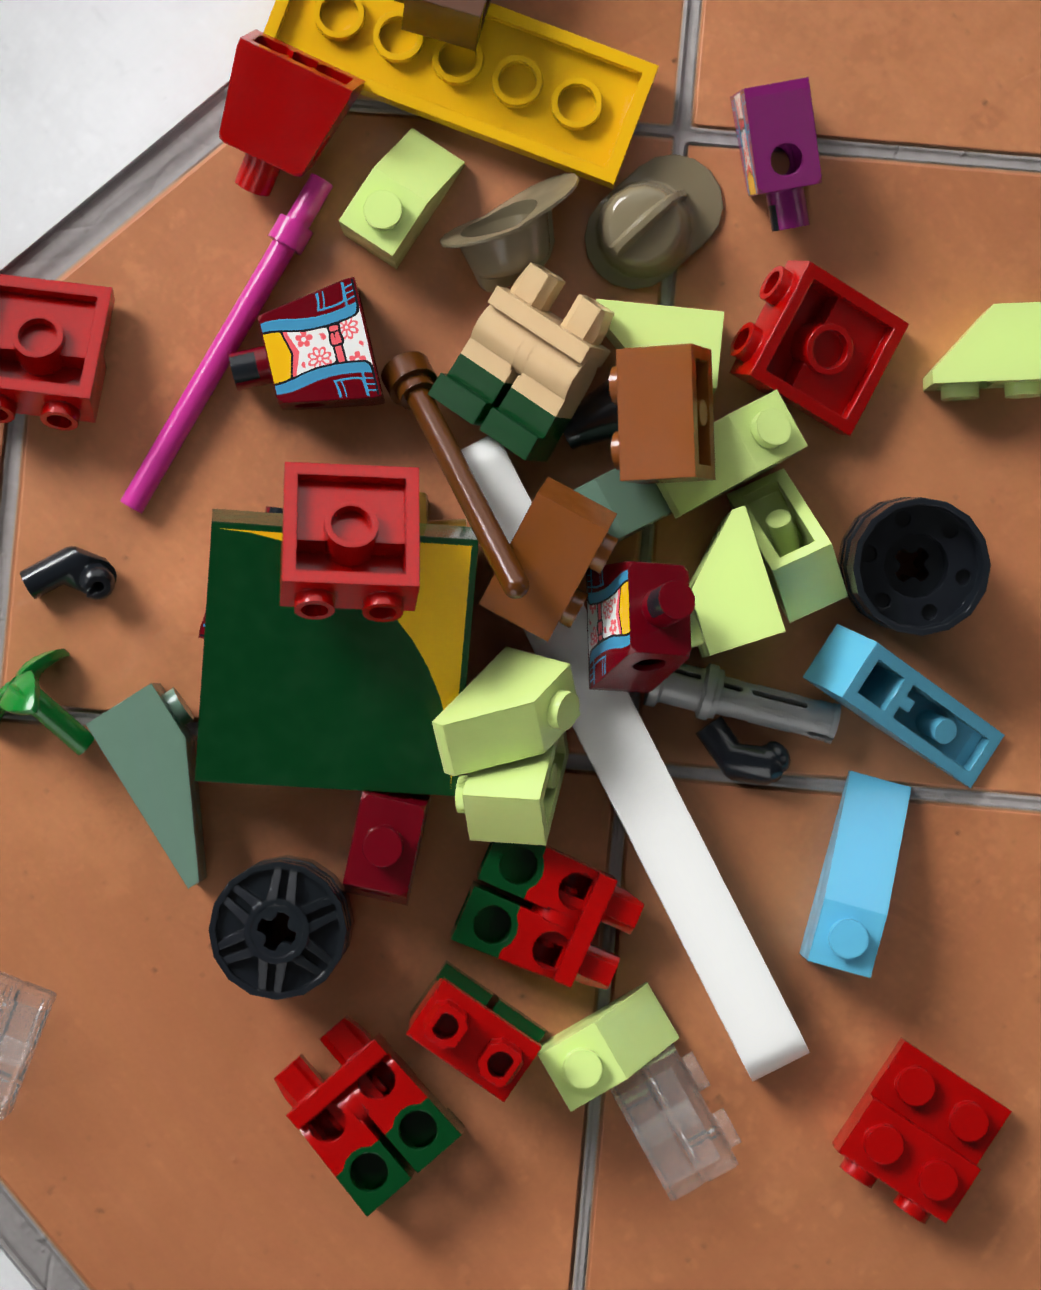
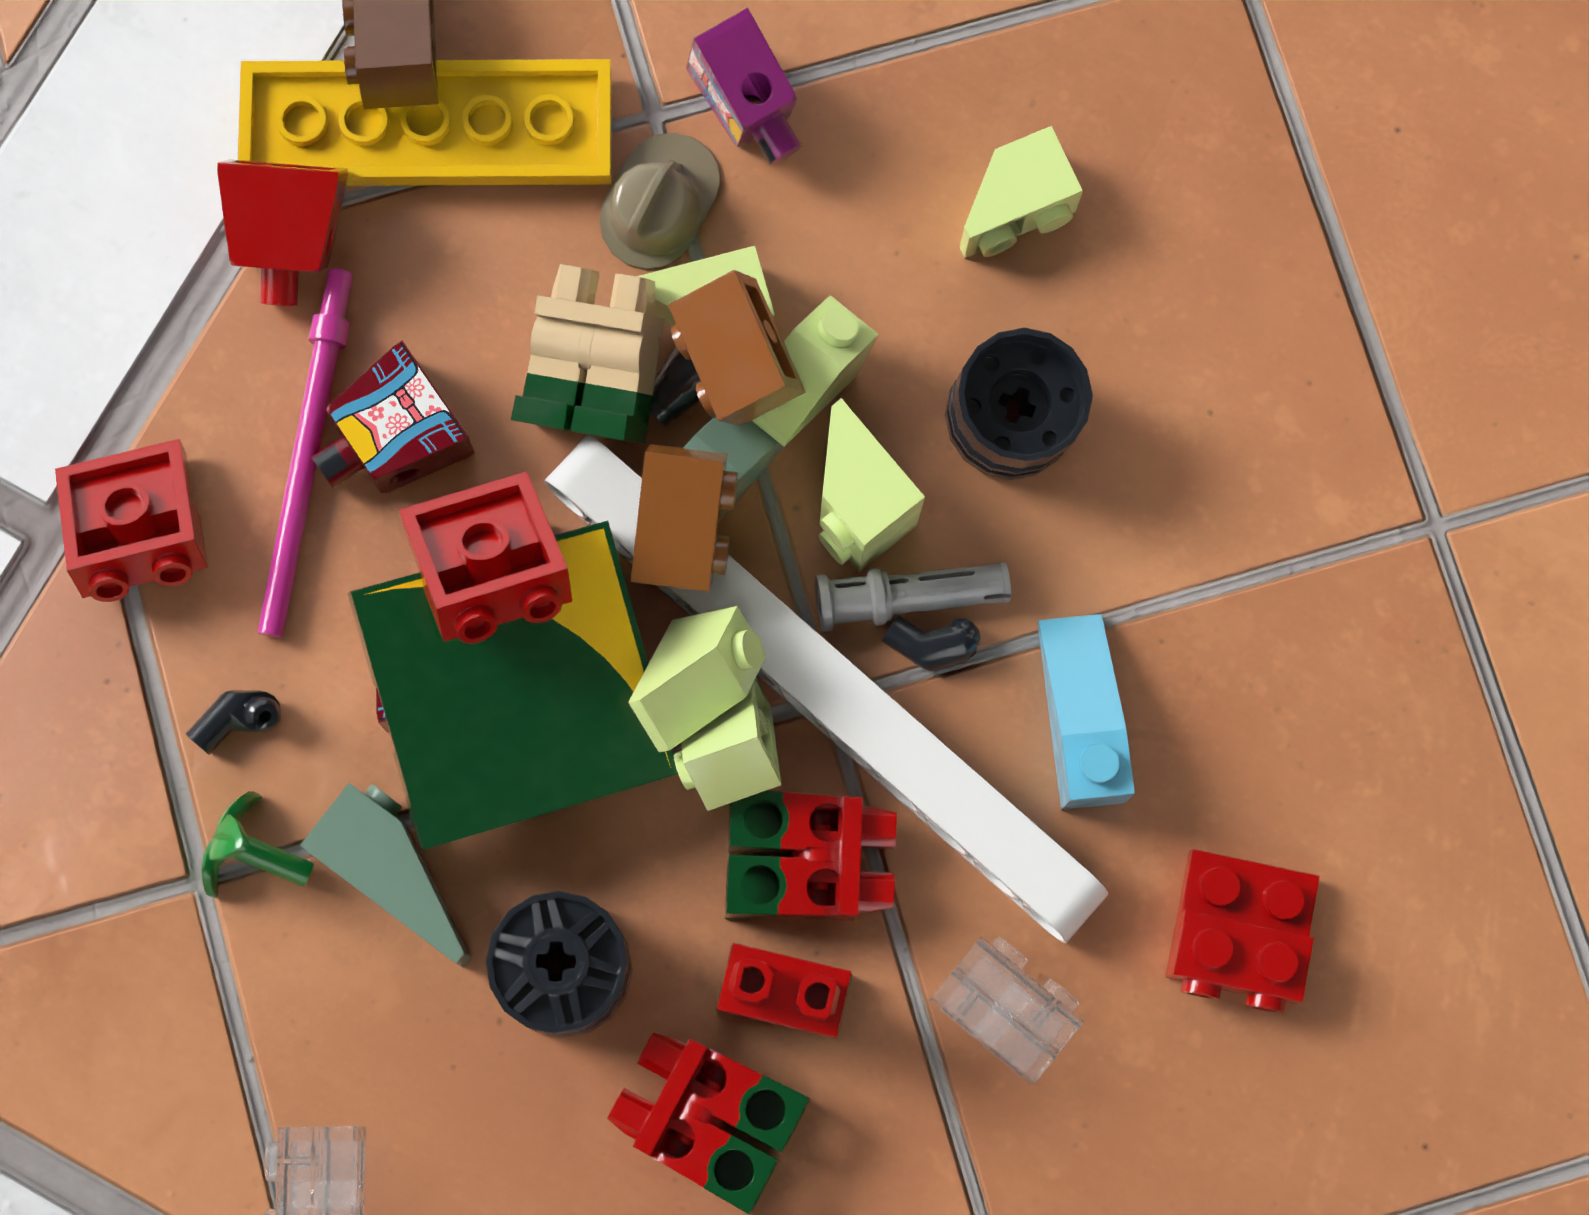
camera: 30 degrees left, 10 degrees down
(386, 845) = (630, 853): dark red torso -> none
(400, 197) = (418, 263): yellowish green slope -> none
(408, 381) = (489, 421): reddish brown piece -> none
(512, 234) = (534, 254): dark tan piece -> none
(607, 1046) = (915, 963): yellowish green slope -> none
(640, 618) = (786, 548): dark red torso -> none
(792, 545) = (908, 432): yellowish green slope -> none
(817, 344) = (851, 245): red plate -> none
(903, 704) = (1061, 537): medium azure slope -> none

